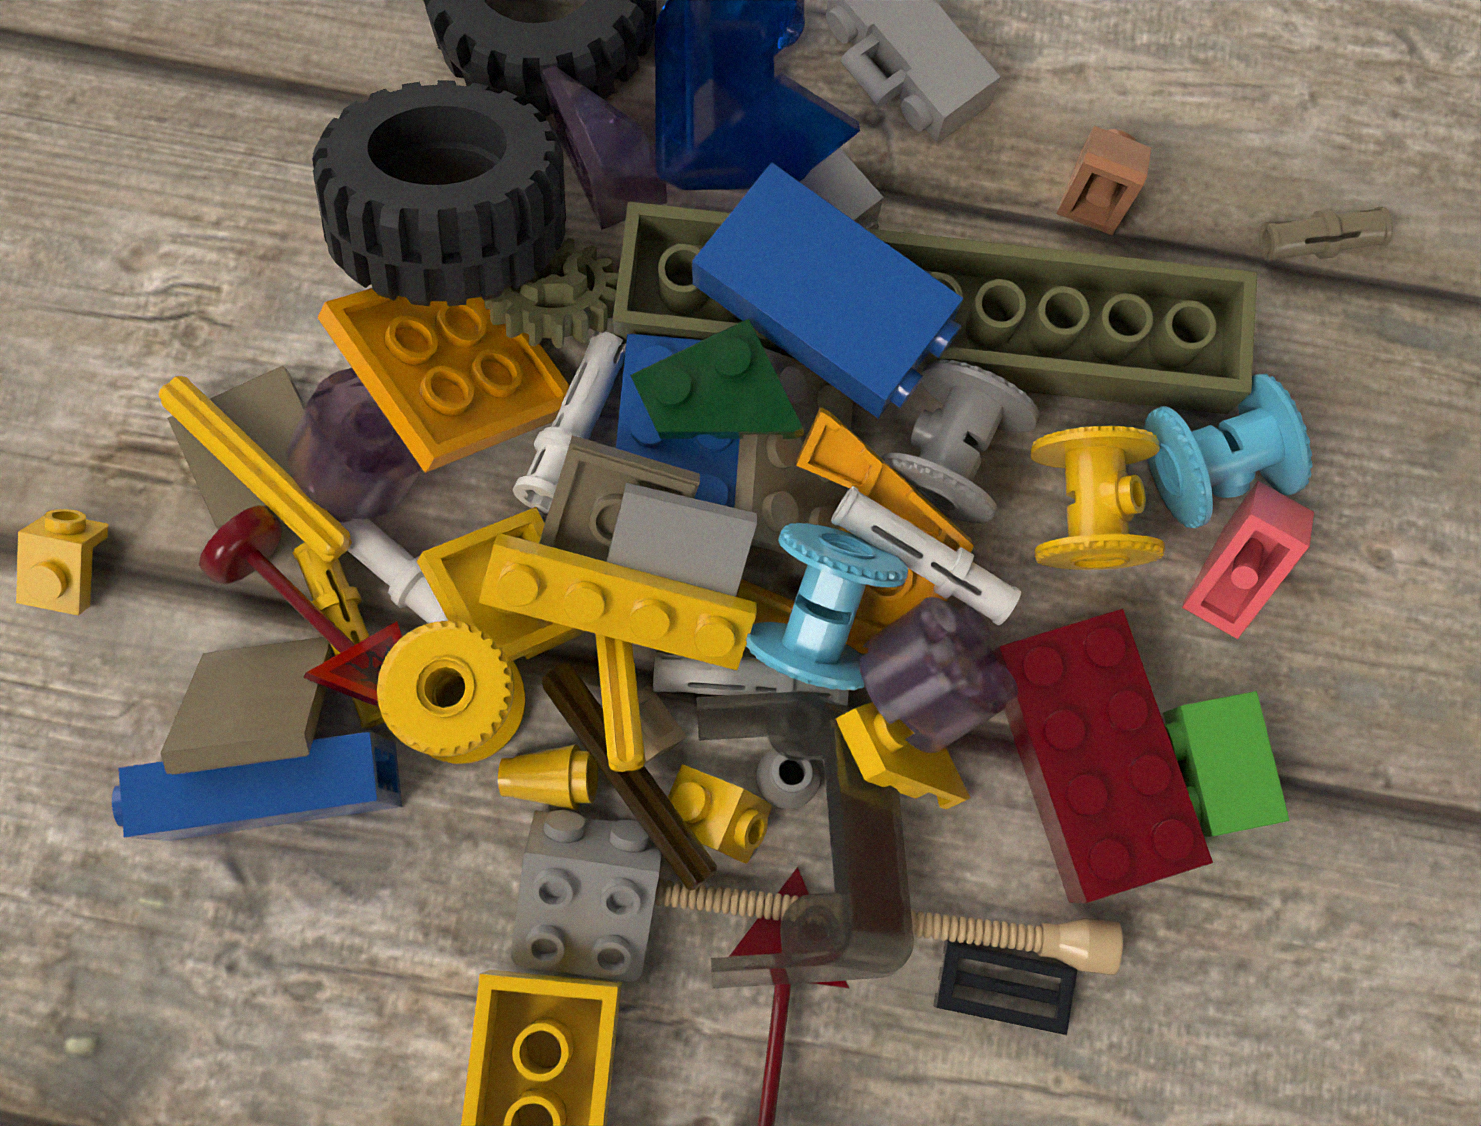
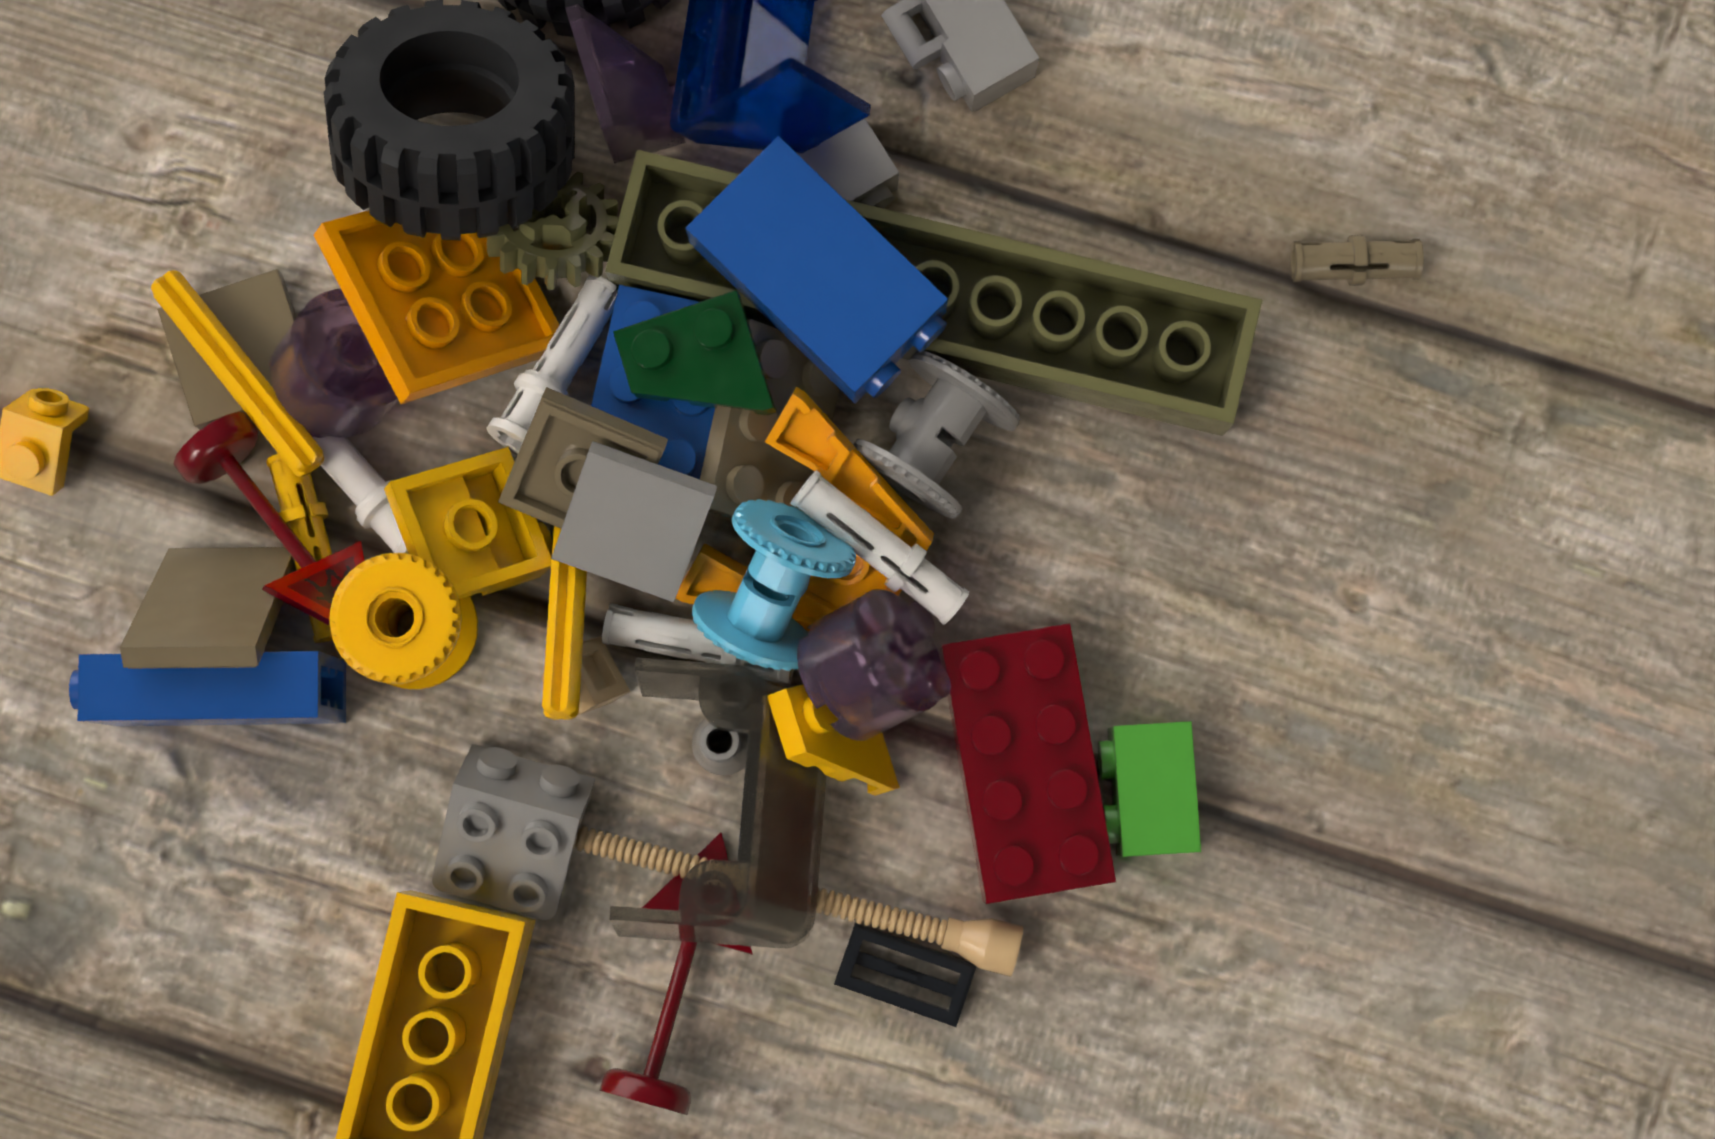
camera: 15 degrees right, 5 degrees up
(550, 777) = (492, 713): yellow cone -> none
(617, 602) = (572, 554): yellow plate -> none
(635, 787) = (569, 735): dark brown axle -> none
(720, 813) = (646, 771): yellow bracket -> none
(1103, 497) = (1069, 509): yellow hose -> none
(1105, 179) = (1133, 174): nougat slope -> none
(1224, 460) = (1207, 481): medium azure hose -> none
(1250, 559) = (1215, 588): coral slope -> none

